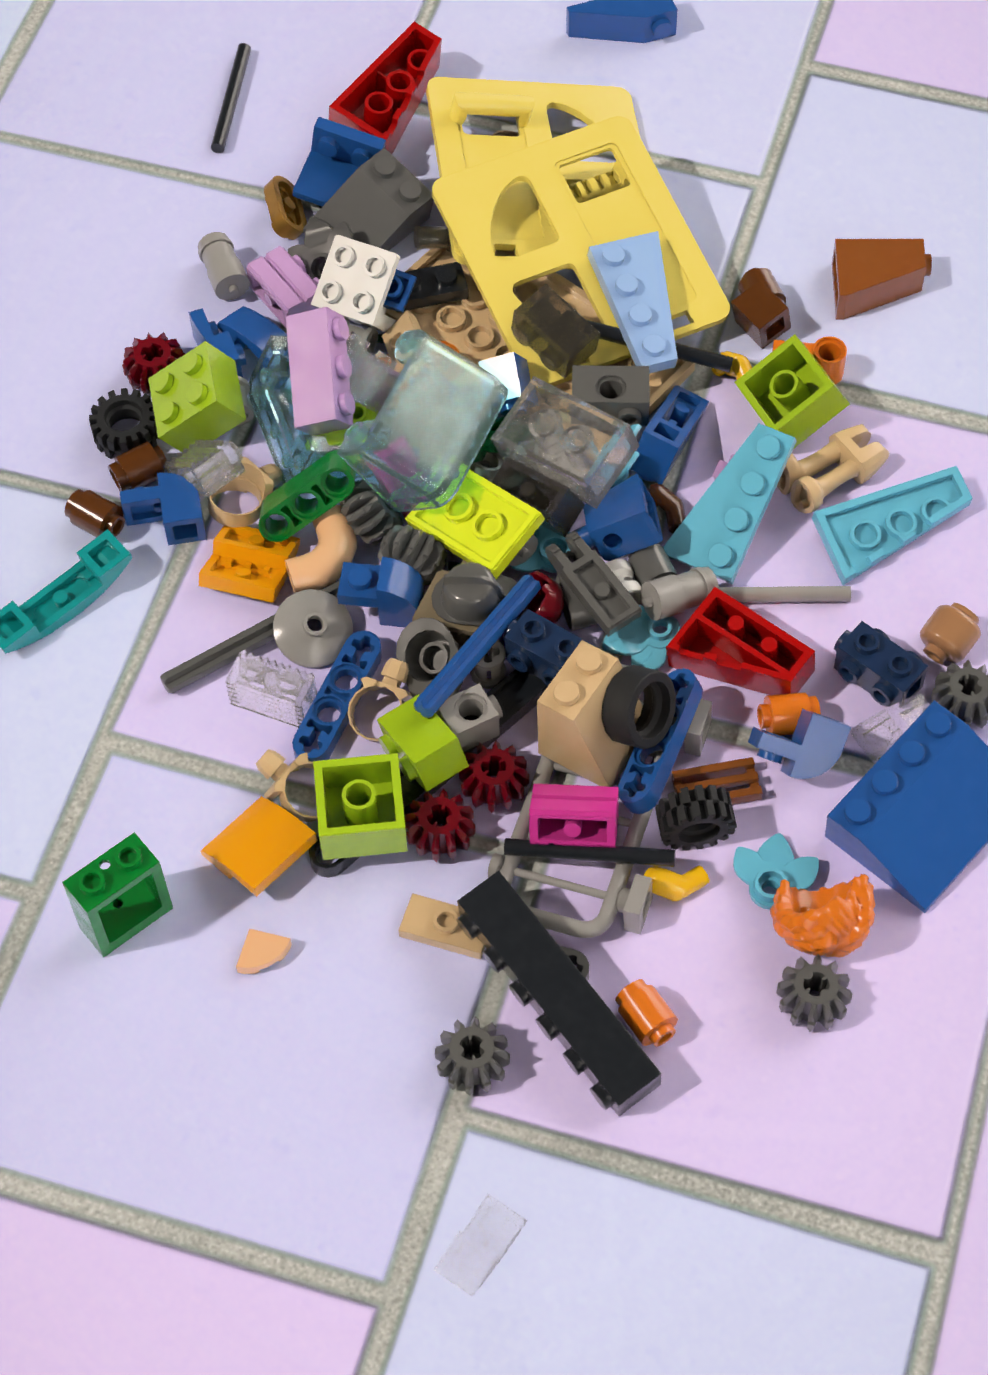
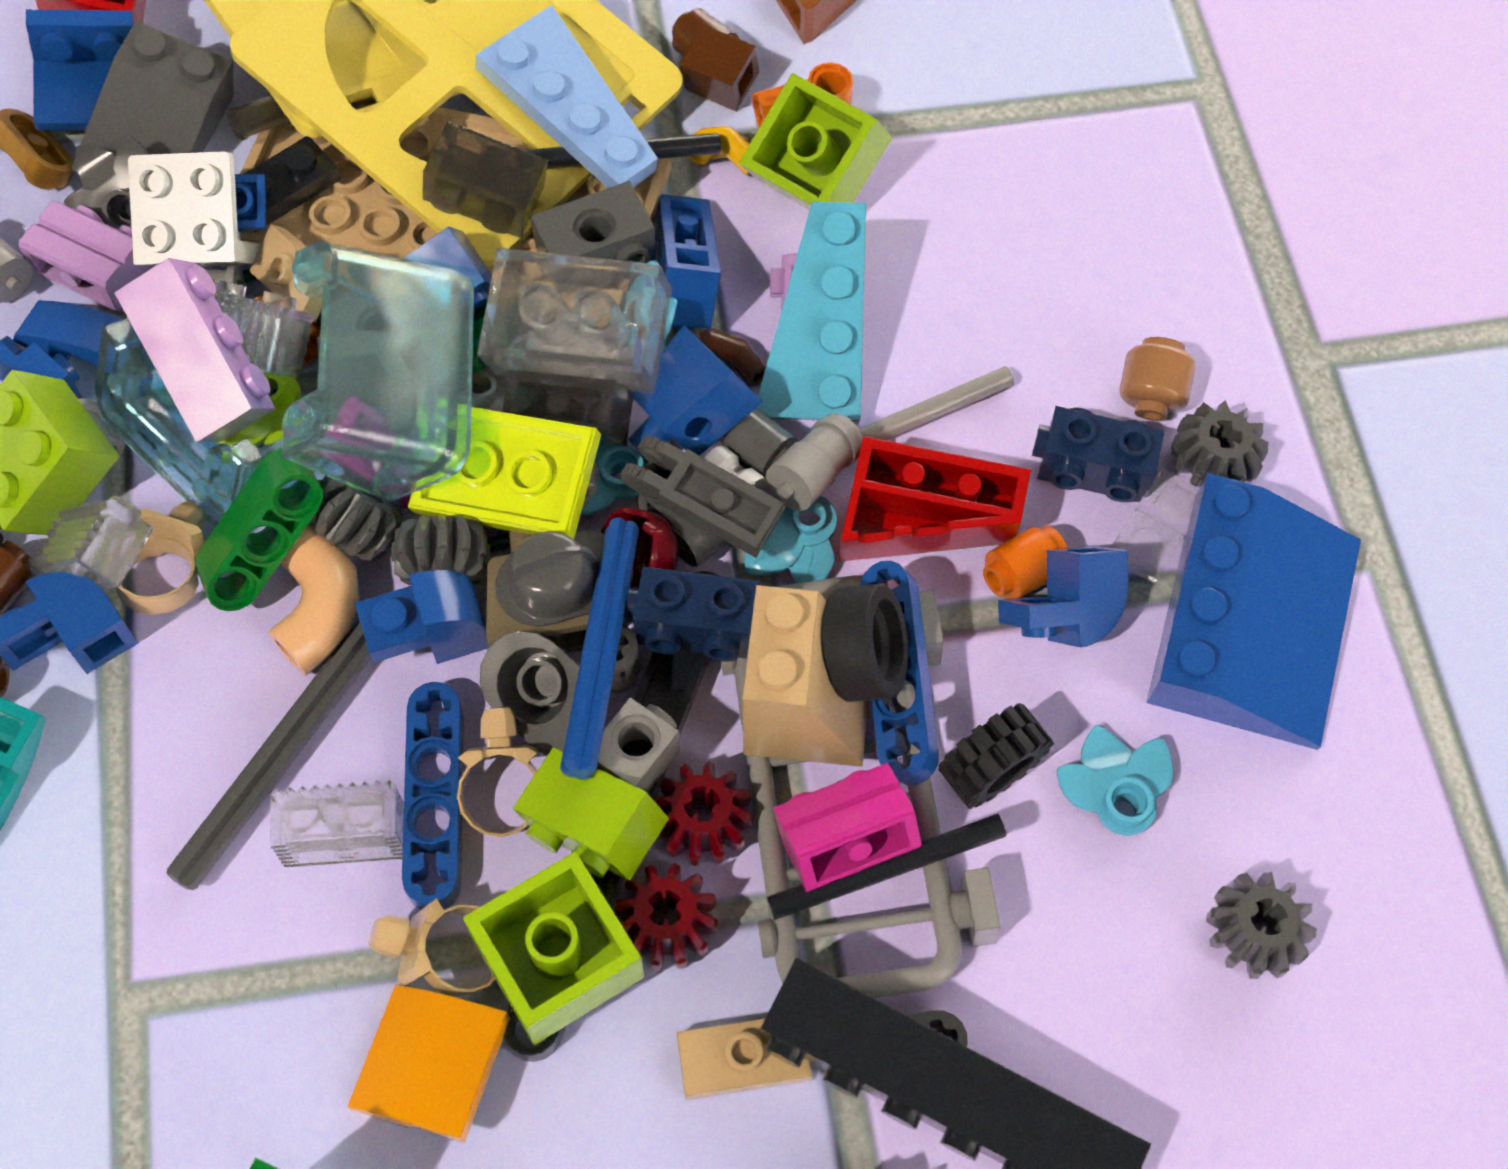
camera: 30 degrees left, 5 degrees up
(248, 563) = (214, 656): light orange slope -> none
(302, 644) = (334, 734): light grey dish -> none
(646, 1013) = (1073, 1058): orange brick -> none
(676, 886) = (1008, 857): yellow arm -> none
(723, 775) = (1019, 668): dark orange tile -> none
(825, 920) = (1226, 815): orange hair -> none
(846, 449) = (924, 209): tan piece -> none
(882, 522) = (998, 272): medium azure wing -> none

